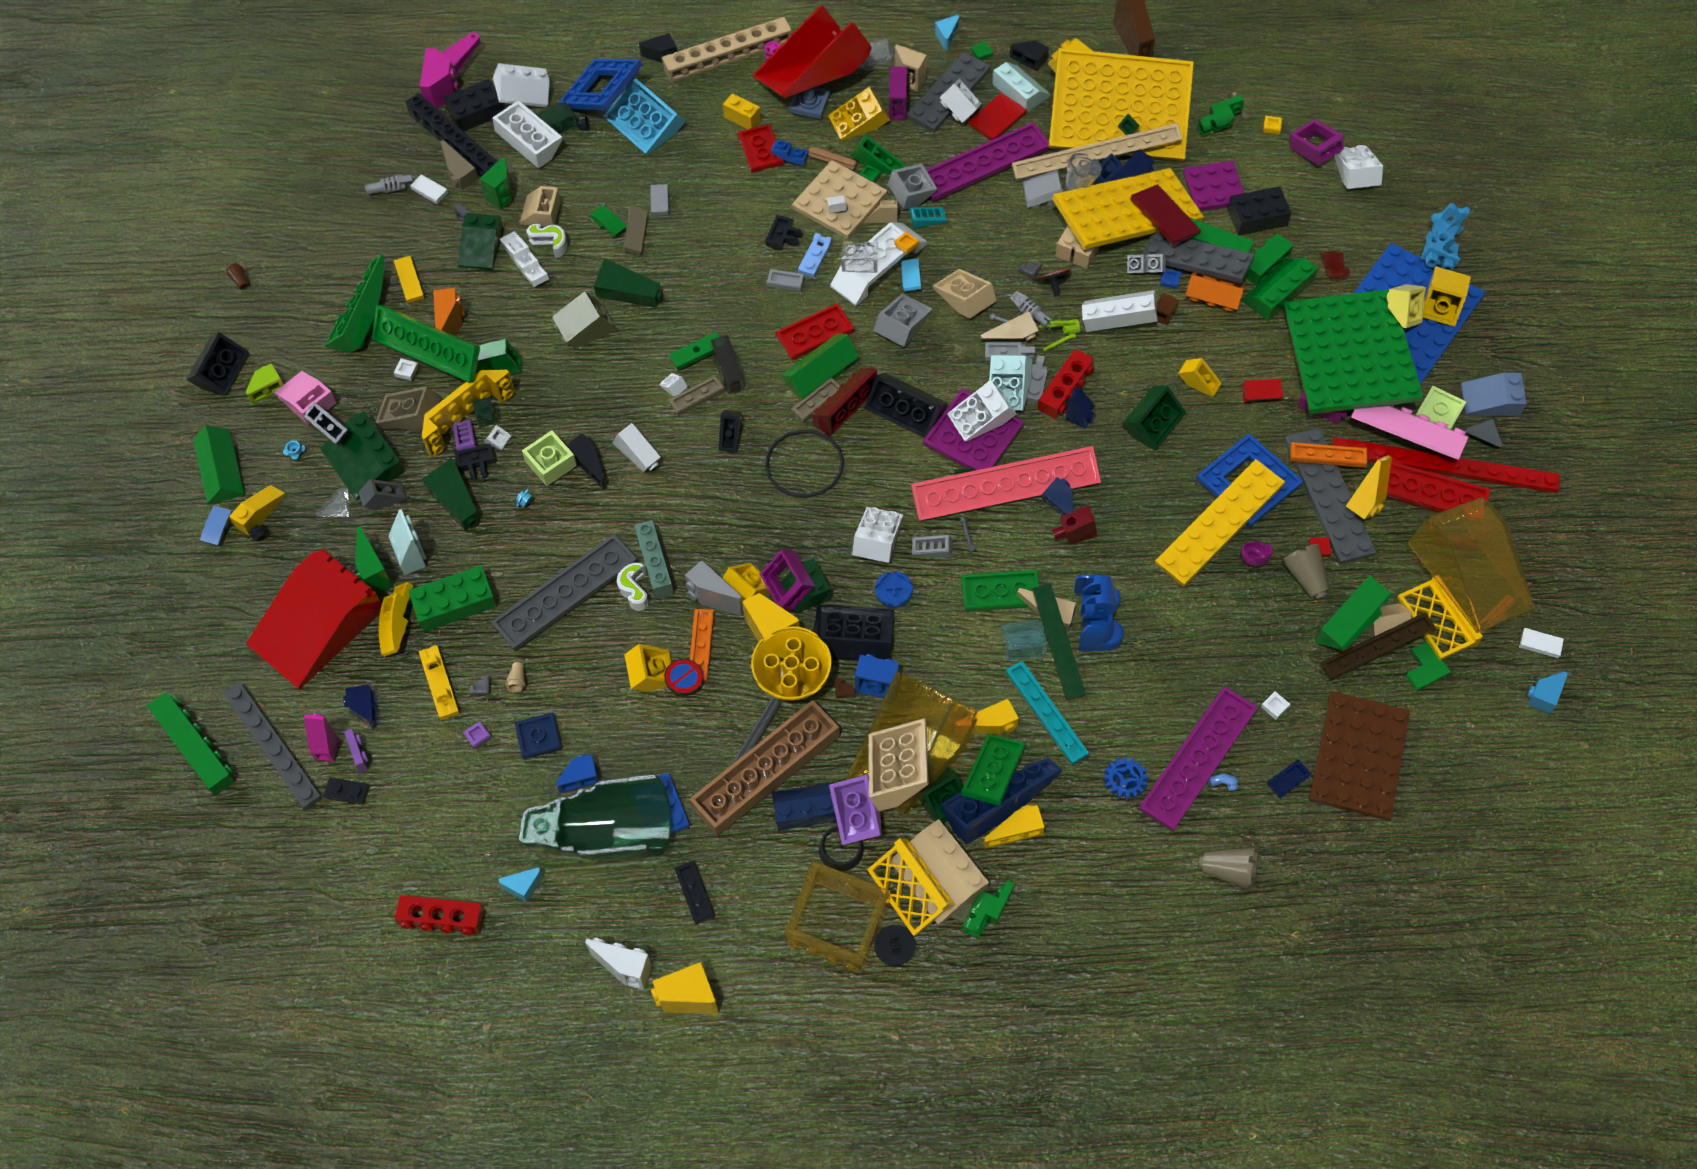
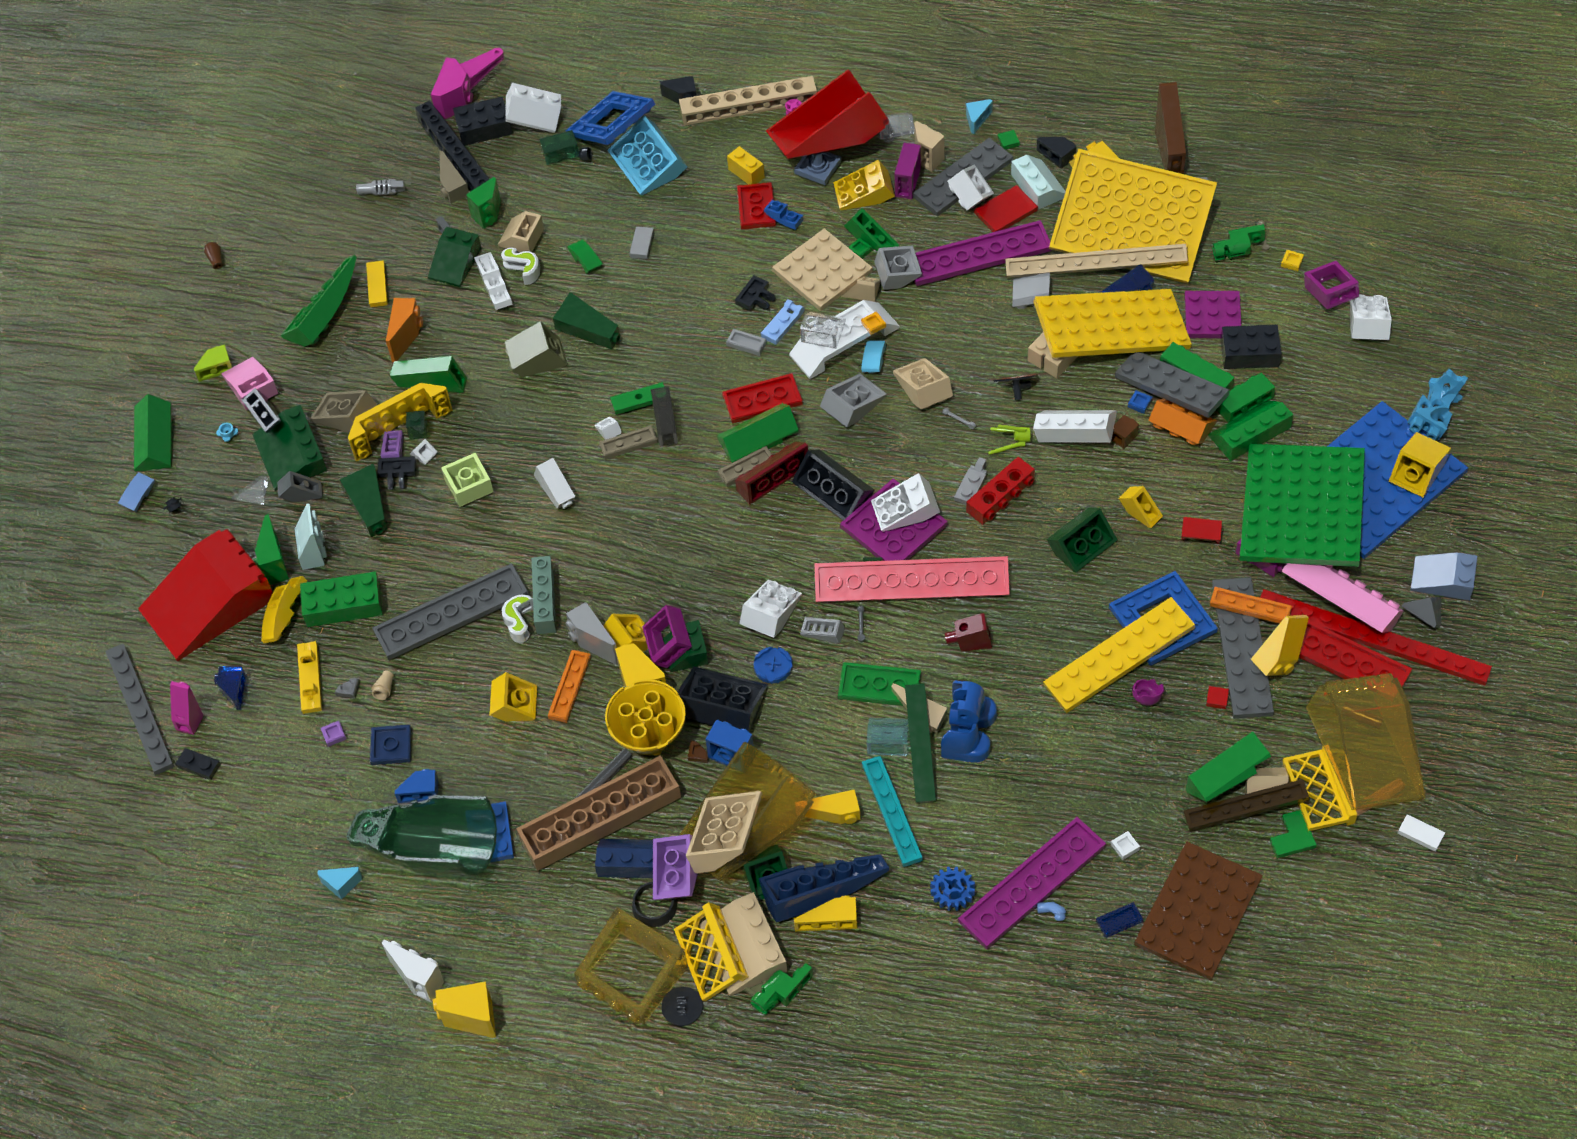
camera: 15 degrees right, 5 degrees down
(190, 743) = (64, 693): green brick -> none
(218, 364) = (175, 338): black slope -> none
(256, 509) = (177, 482): yellow slope -> none
(360, 757) = (215, 720): medium lavender plate -> none
(406, 369) = (352, 371): white plate -> none
(410, 905) = (229, 881): red brick -> none
(425, 343) = (374, 348): green plate -> none
(429, 189) = (418, 197): white tile -> none
(523, 498) = (433, 515): medium azure plate -> none
(527, 133) = (526, 156): white slope -> none
(587, 458) = (504, 485): black slope -> none
(635, 230) = (609, 269): dark tan tile -> none
(683, 677) = (543, 712): piece -> none
(694, 892) = (501, 920): black tile -> none
(730, 430) = (651, 481): black slope -> none
(810, 494) = (717, 495): black piece -> none
(827, 157) = (821, 224): medium nougat axle -> none
(836, 204) = (815, 273): white slope -> none
(918, 220) = (899, 294): teal slope -> none
(993, 769) = (821, 855): green tile -> none
(1007, 349) = (951, 449): light grey hinge -> none
(1013, 377) = (946, 475): light aqua slope -> none
(1016, 329) = (963, 427): tan slope -> none
(1025, 304) = (985, 409): light grey hinge -> none
(1030, 269) = (997, 370): flat silver tile -> none
(1059, 496) = (961, 599): dark blue slope -> none
(1080, 408) = (1006, 517): clear blue slope -> none
(1081, 171) = (1071, 278): clear cone -> none
(1110, 166) = (1098, 281): dark blue slope -> none
(1128, 125) = (1134, 238): dark green slope -> none
(1146, 263) = (1117, 382): light grey slope -> none
(1165, 214) = (1147, 335): dark red tile -> none
(1231, 865) = (1035, 992): dark tan cone -> none
(1309, 570) = (1196, 717): dark tan cone -> none
(1334, 264) = (1315, 413): clear red slope -> none
(1407, 304) = (1373, 466): light yellow slope -> none
(1441, 406) = (1386, 578): yellowish green tile -> none
(1547, 692) = (1411, 882): dark azure slope -> none

